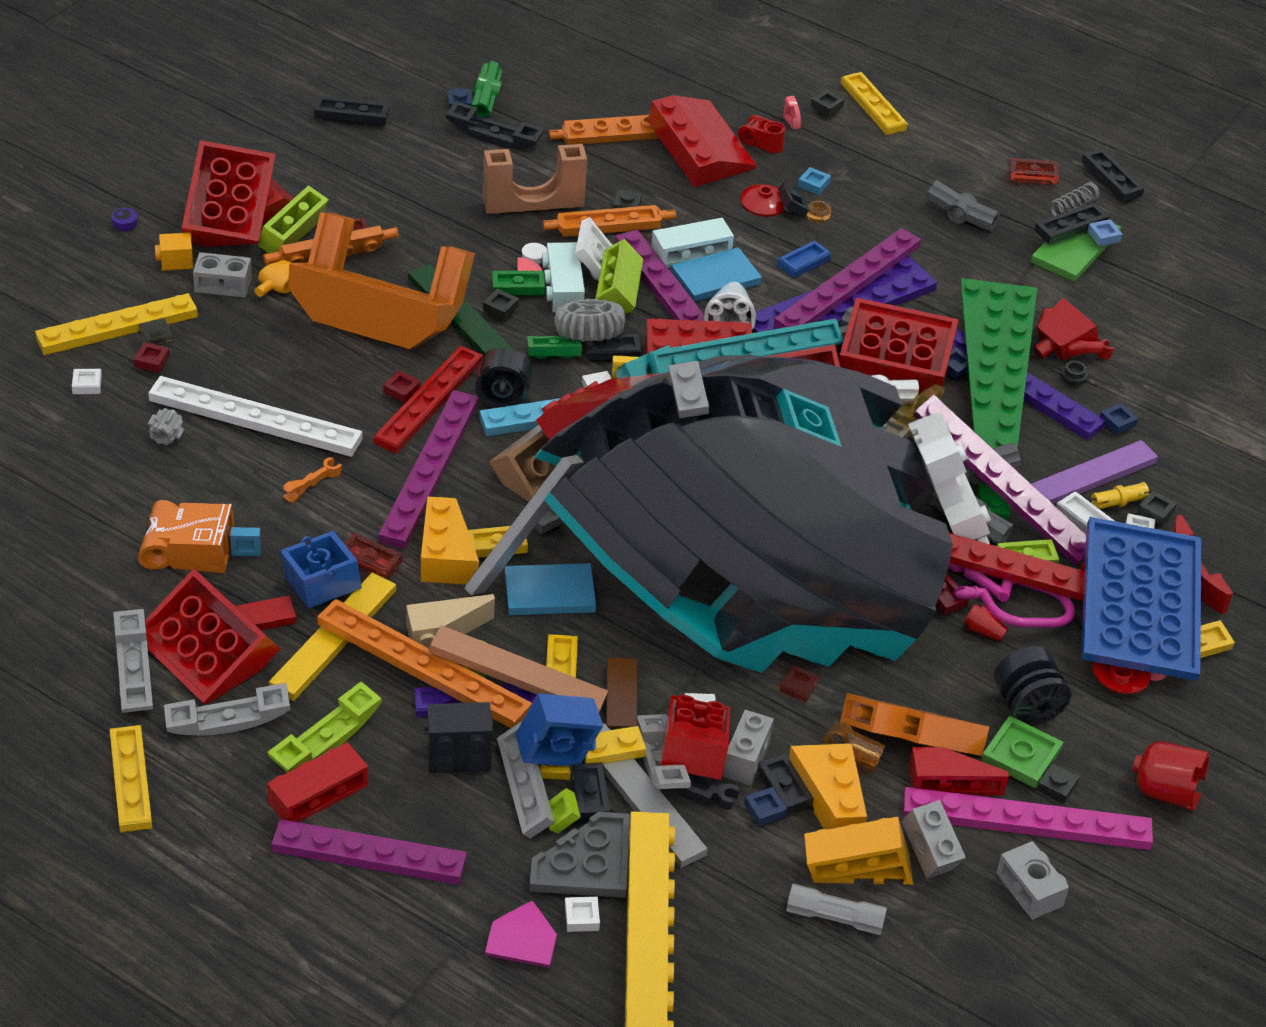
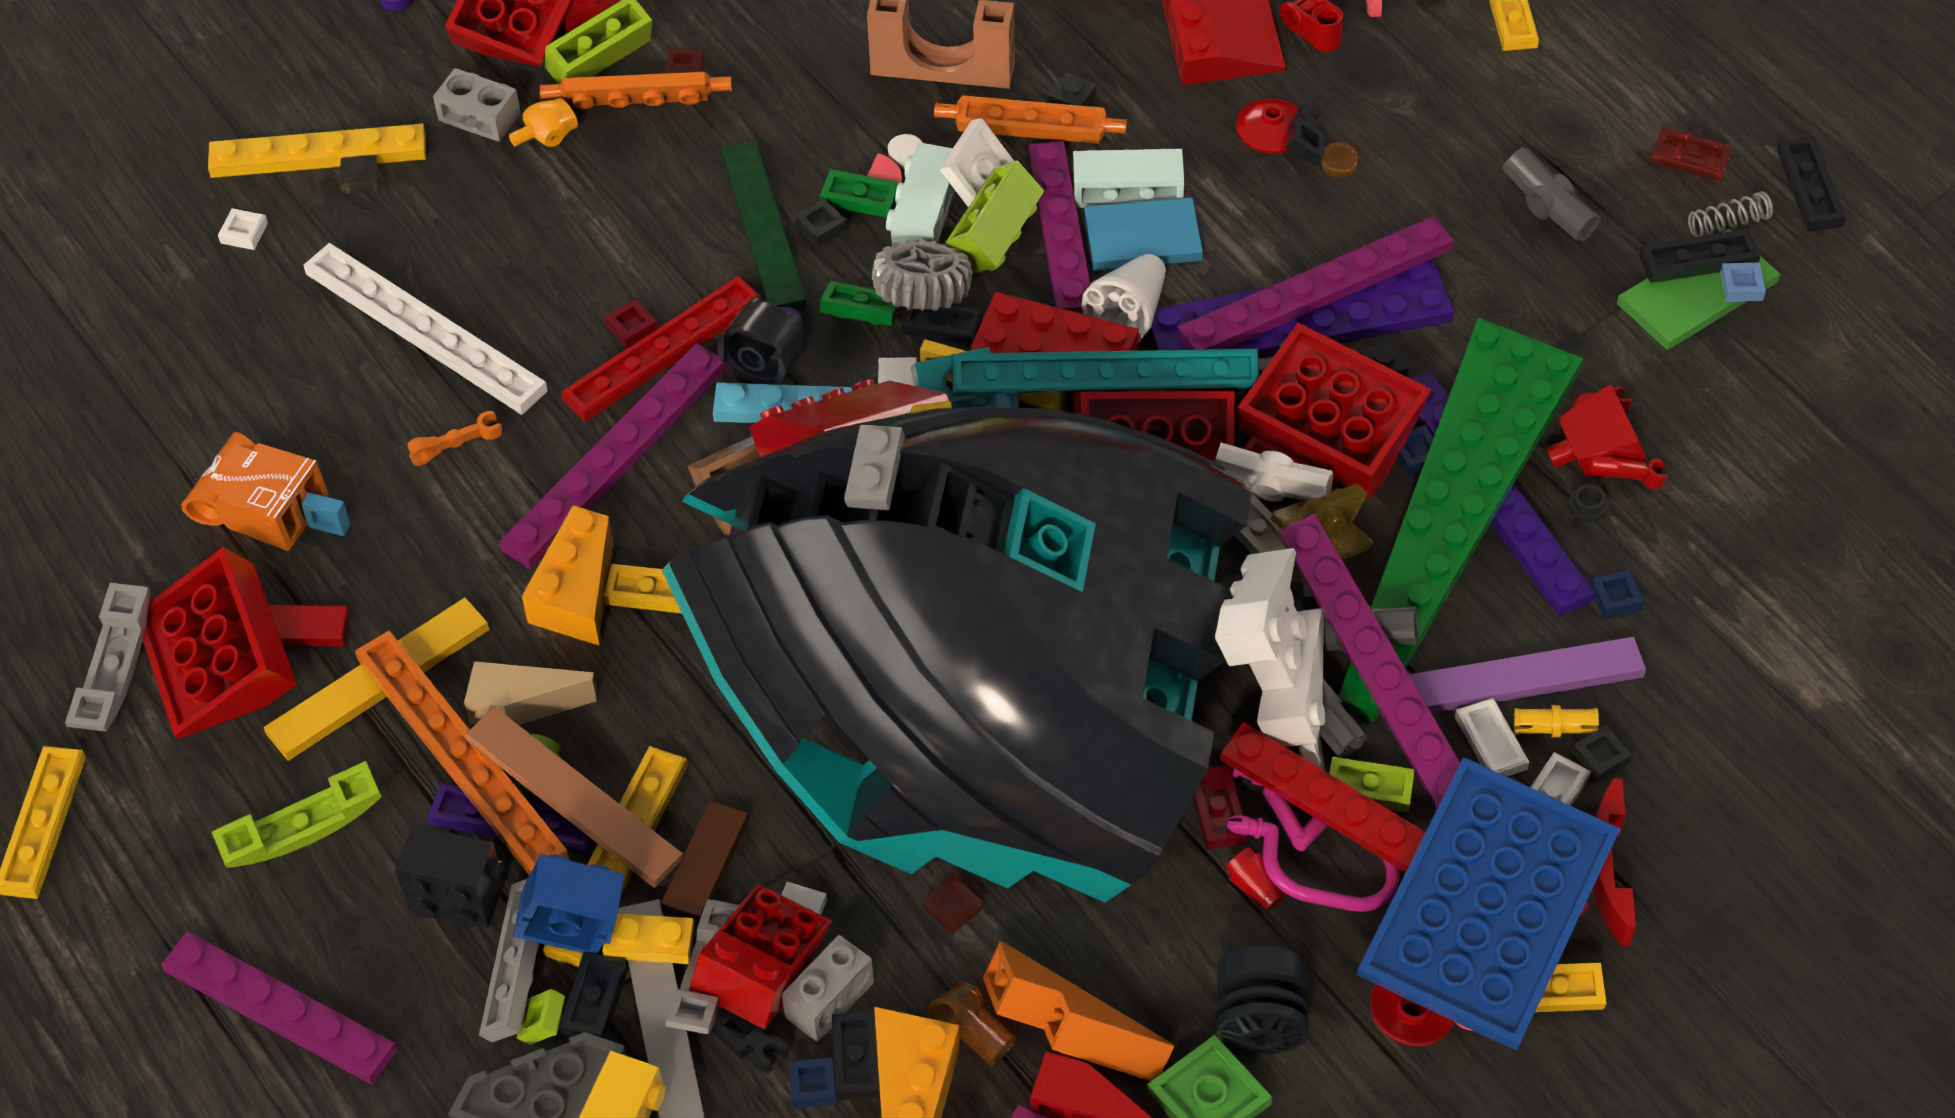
camera: 25 degrees right, 10 degrees up
(151, 357) = (334, 211): dark red plate -> none
(165, 426) = (302, 320): light grey gear -> none
(175, 251) = (432, 56): light orange brick -> none
(227, 716) = (189, 764): light grey slope -> none
(318, 784) = (253, 894): red brick -> none
(320, 569) = (392, 580): blue brick -> none
(372, 305) = (639, 186): orange wedge -> none
(373, 556) = (474, 571): clear red plate -> none
(520, 528) = (642, 593): light grey tile -> none
(549, 589) = (672, 677): dark azure tile -> none
(804, 259) = (1281, 233): blue tile -> none
(814, 181) = (1356, 109): dark azure tile -> none

